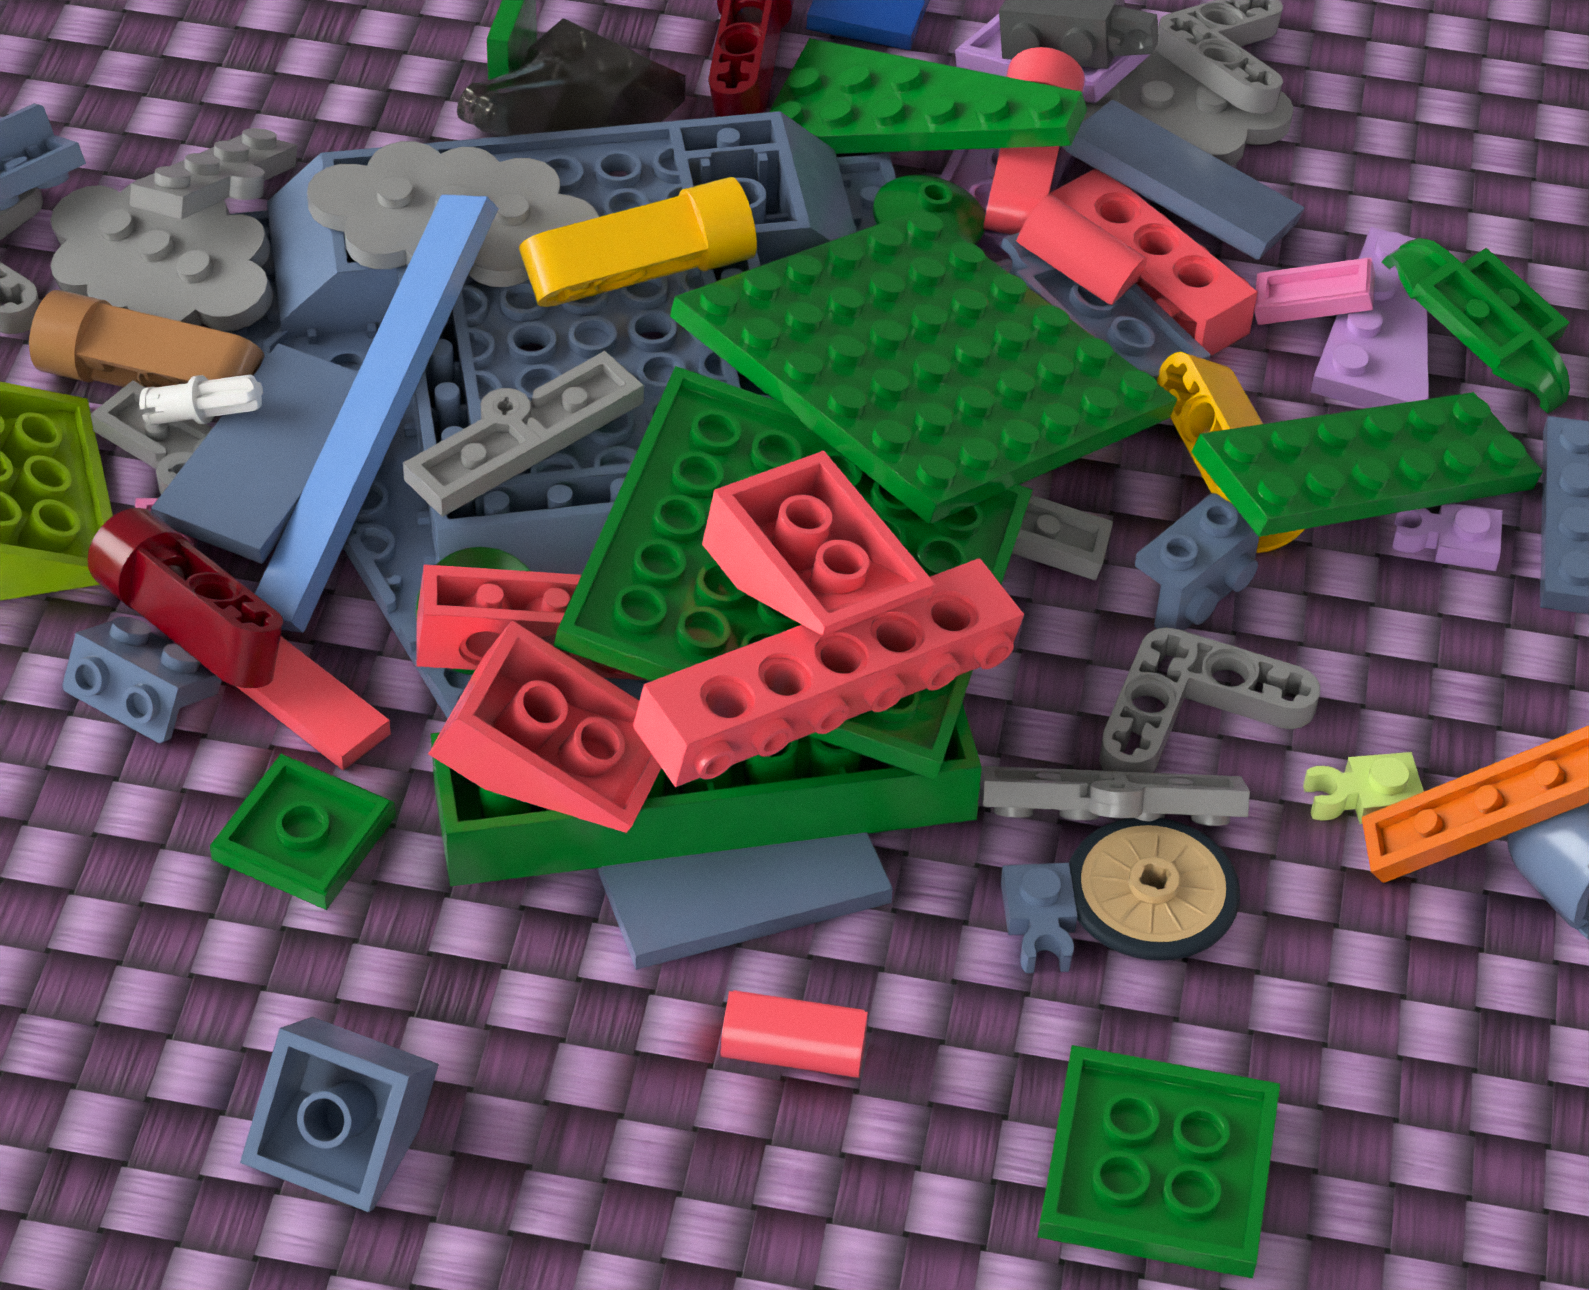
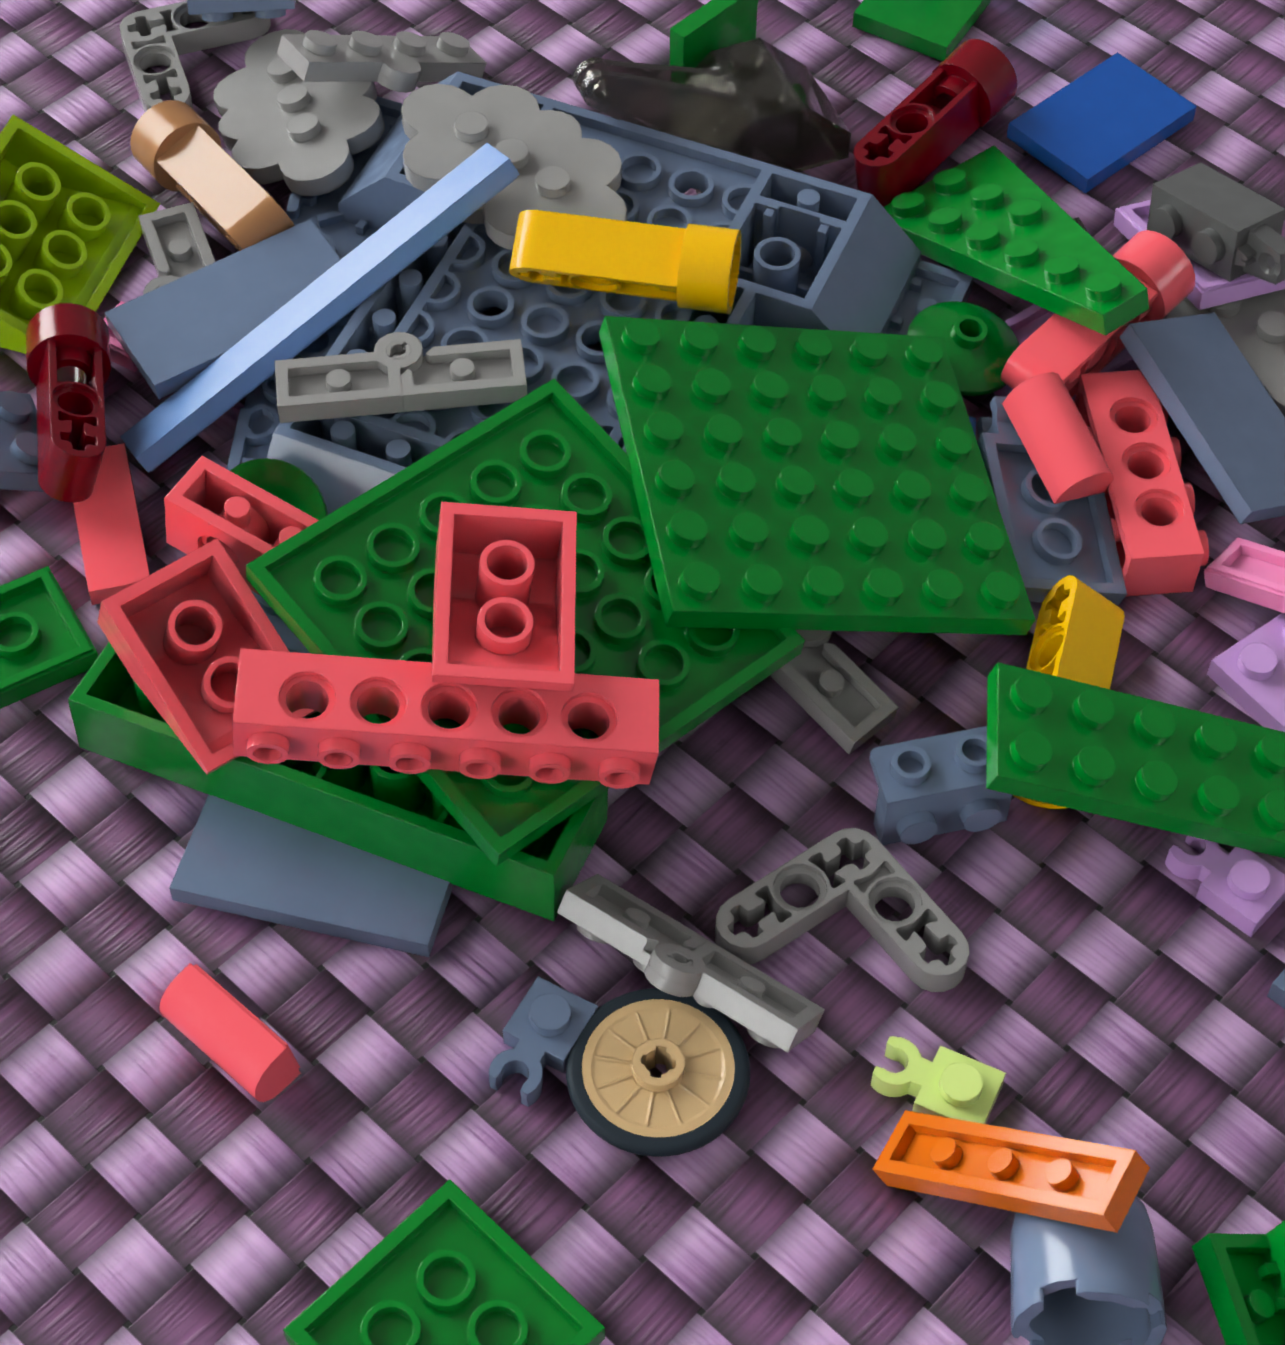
camera: 35 degrees right, 5 degrees up
(201, 399) = (207, 238): white axle -> none

